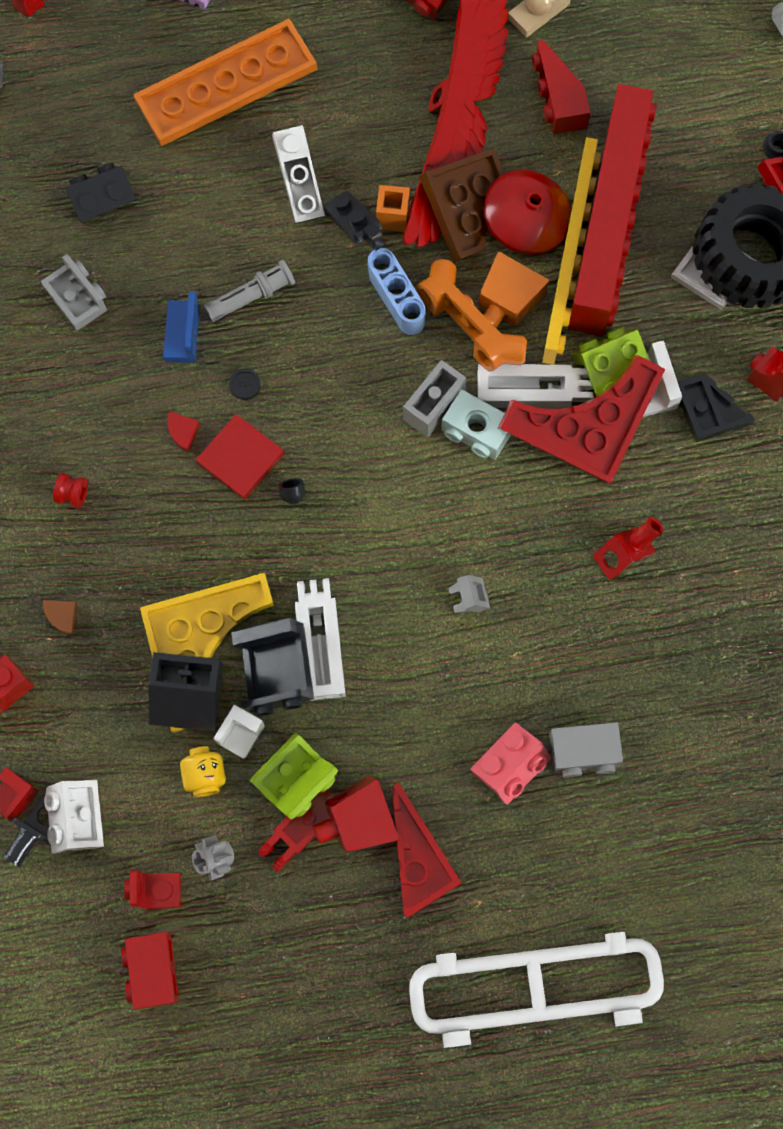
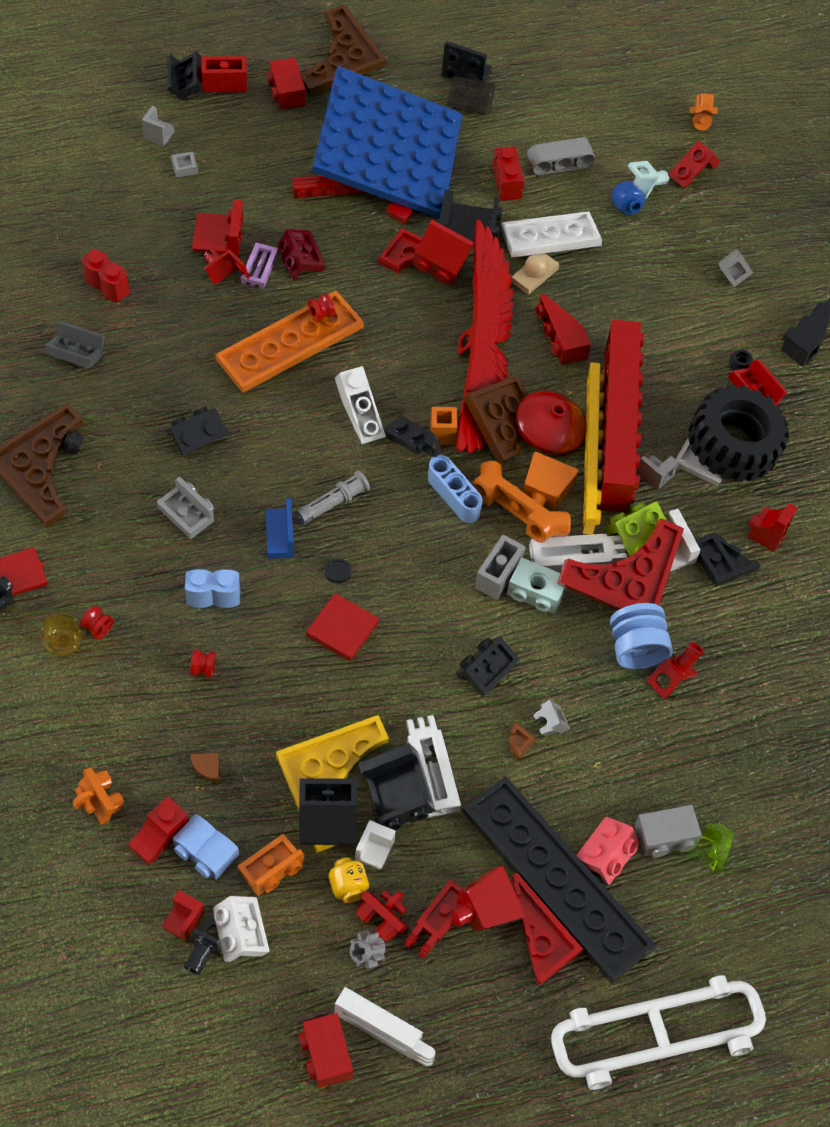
camera: 15 degrees left, 15 degrees down
(45, 715) = (205, 847): none -> light blue brick
(88, 397) = (214, 588): none -> light blue brick
(118, 743) = (271, 864): none -> orange bracket
(153, 890) = (319, 984): red bracket -> none
(182, 430) = (291, 610): red tile -> none
(218, 951) = (384, 1026): none -> white hinge
(242, 812) = (372, 906): none -> red hips
(265, 42) = (321, 307): none -> red wheel
(292, 490) = (391, 649): black hinge -> none
(294, 777) = (428, 875): lime bracket -> none
(403, 520) = (488, 664): none -> black bracket
(428, 618) = (520, 741): none -> dark orange tile
(447, 793) = (559, 879): none -> black plate
(590, 503) = (640, 636): none -> light blue wheel
(643, 778) = (722, 841): none -> clear neon green bracket
(647, 284) = (657, 472): none -> light grey panel

